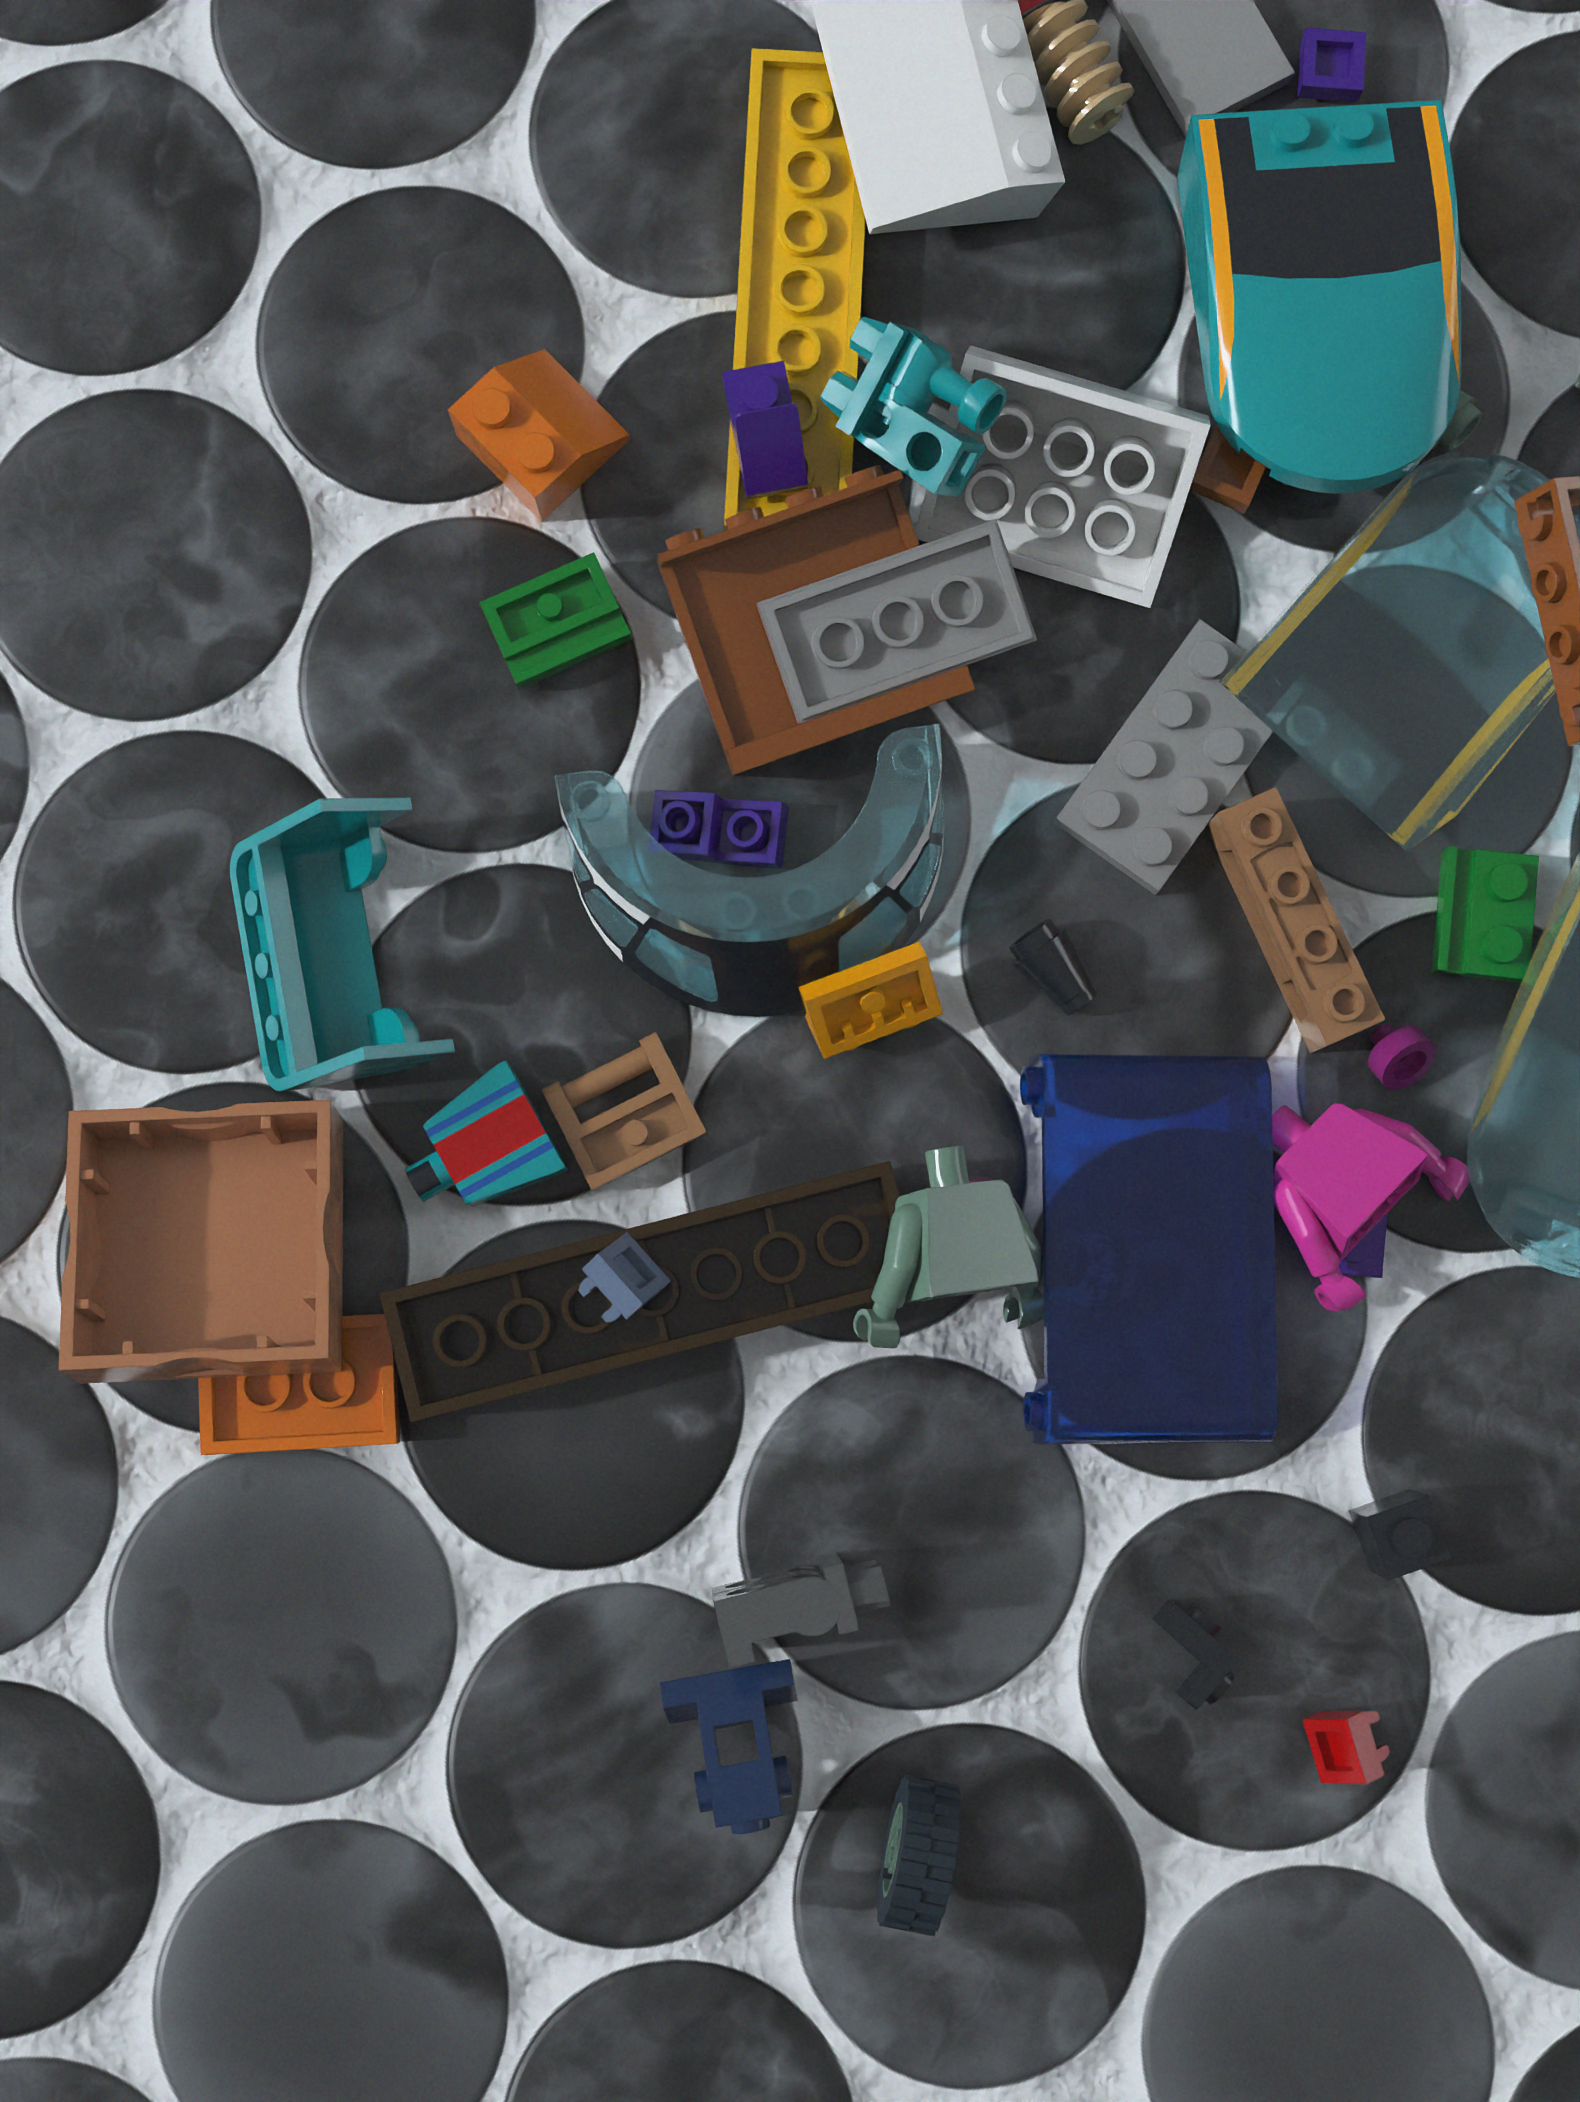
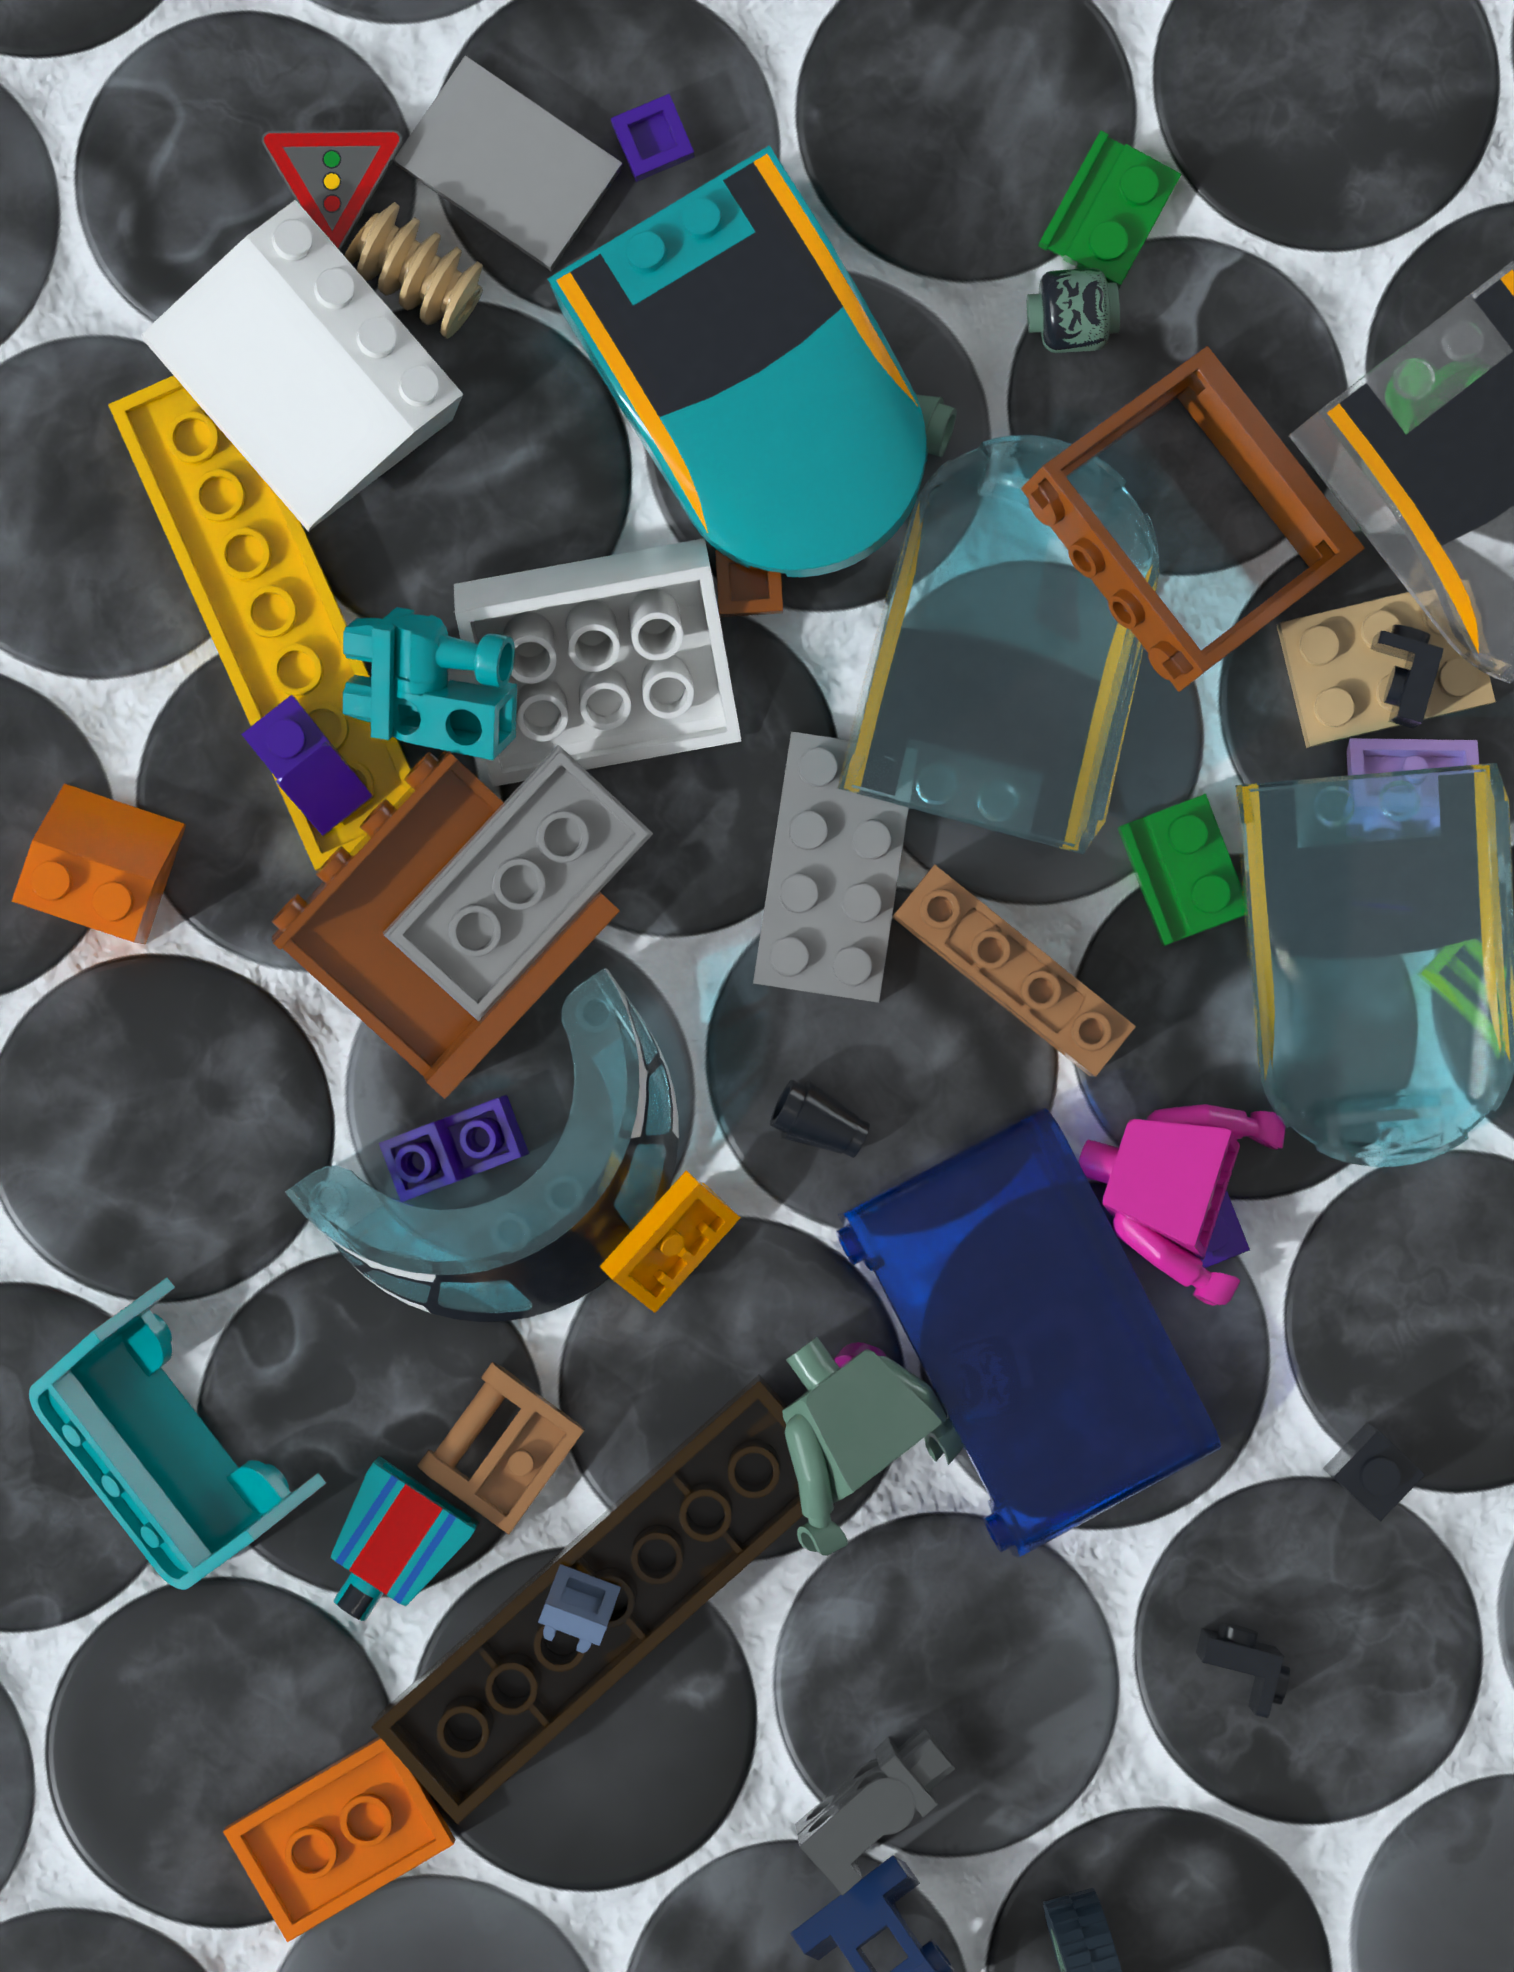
camera: 20 degrees left, 5 degrees up
(203, 1242) = (192, 1758): nougat tile -> none
(556, 620) = (208, 1035): green plate -> none
(1345, 1746) = (1416, 1679): red tile -> none
(1400, 1055) = (1168, 1042): magenta tile -> none

